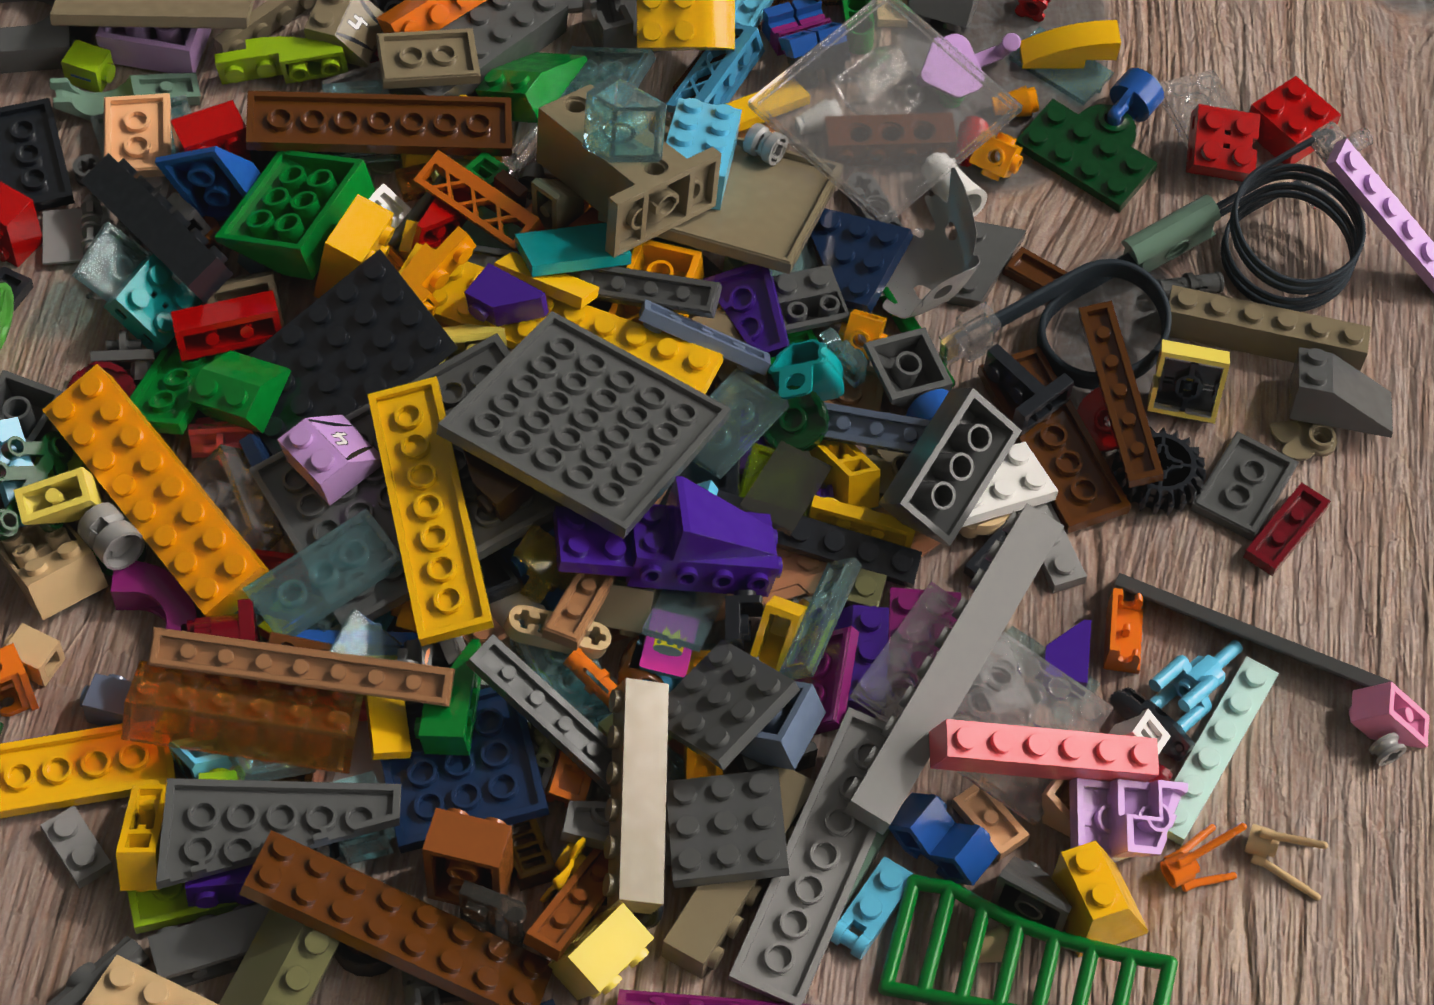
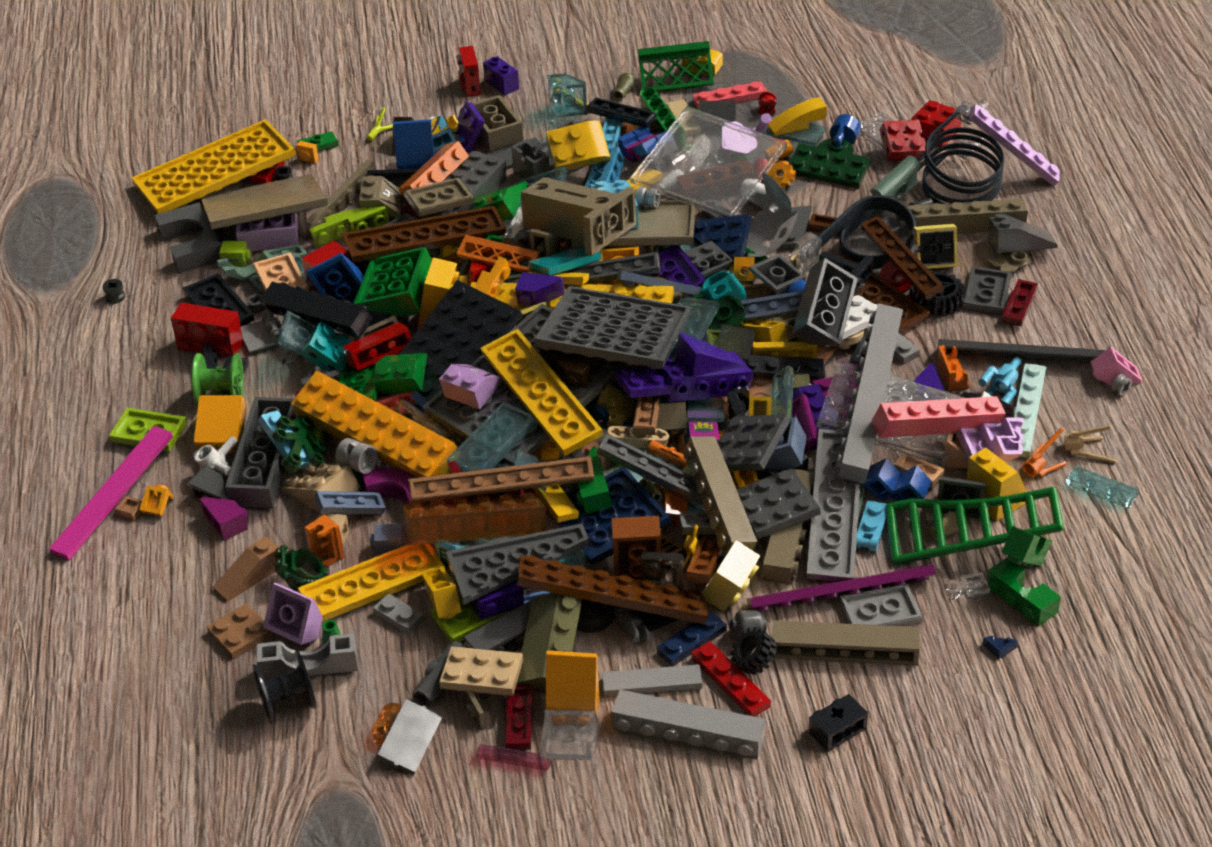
camera: 10 degrees left, 15 degrees down
(58, 498) = (319, 442): light yellow slope -> none
(75, 616) = (349, 502): none -> sand blue plate
(623, 123) = (577, 179): clear light blue slope -> none
(852, 359) = (747, 280): clear light blue plate -> none
(1275, 945) = (1102, 487): none -> clear light blue tile

